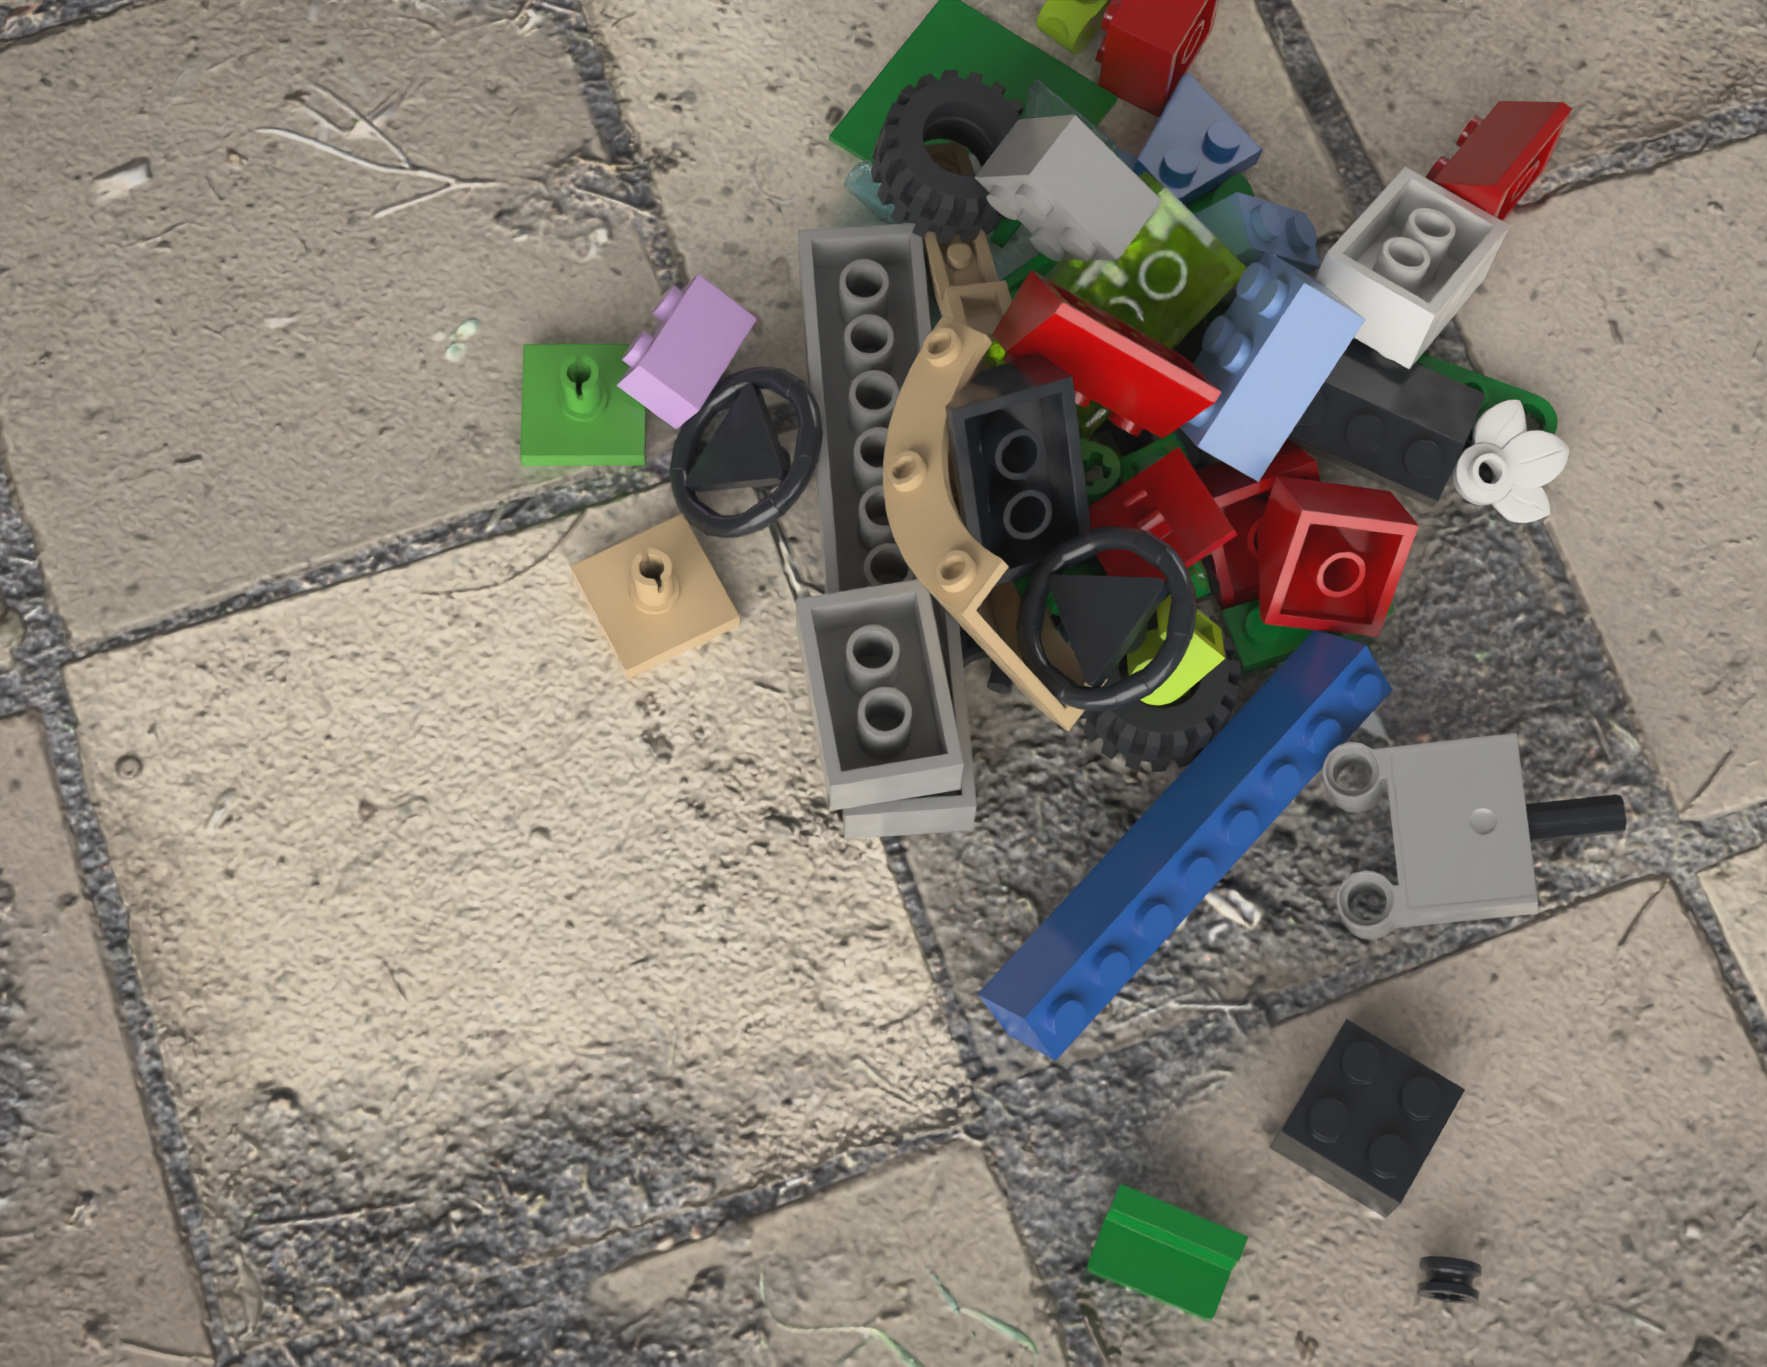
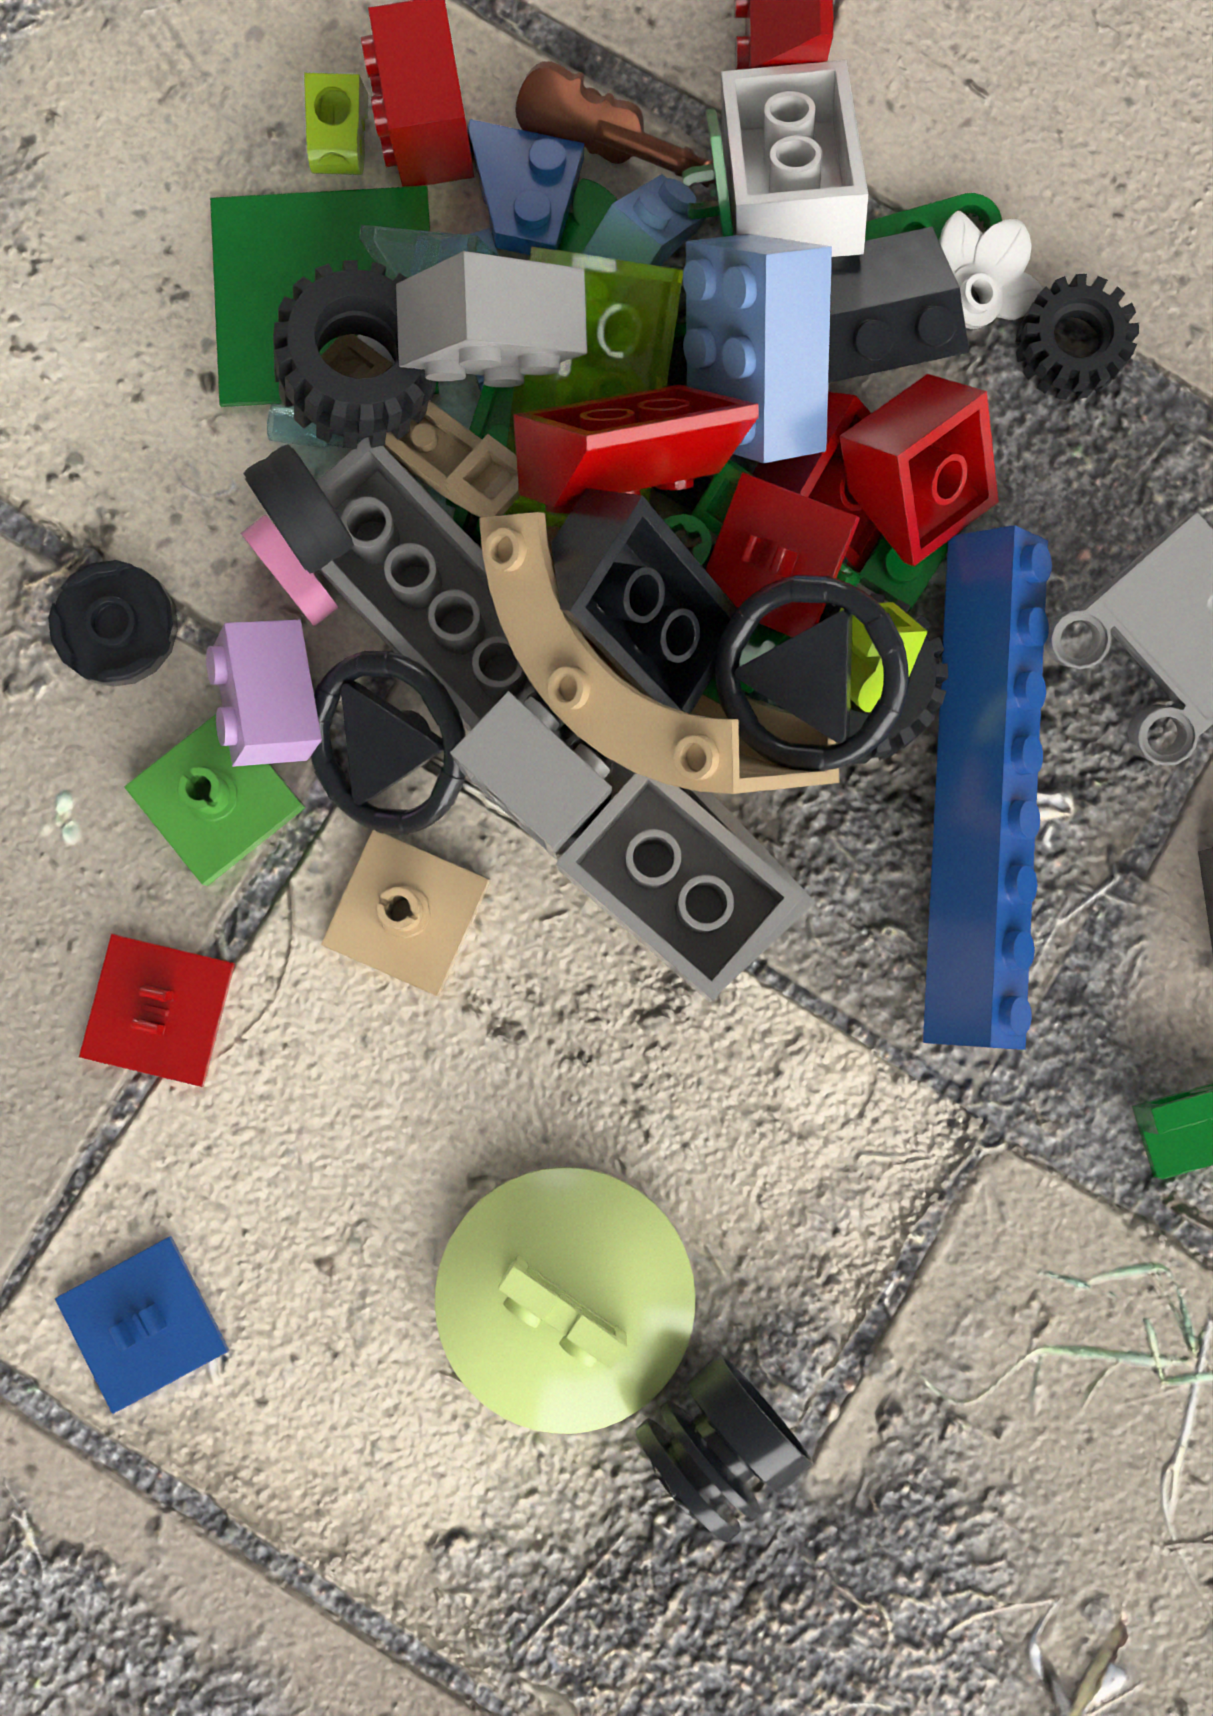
camera: 35 degrees left, 15 degrees up
(192, 743) = (142, 1324): none -> blue piece
(406, 524) = (157, 1010): none -> red piece
(529, 974) = (565, 1300): none -> yellowish green bracket
(554, 1170) = (722, 1448): none -> black wheel
(616, 228) = (113, 623): none -> black tile
(779, 284) = (288, 571): none -> bright pink beam
(818, 226) = (299, 508): none -> black tyre
(834, 521) = (533, 774): none -> light grey brick
(1264, 110) = (561, 106): none -> copper piece
(1346, 209) = (716, 172): none -> green piece
(1559, 534) = (1096, 309): none -> black tyre

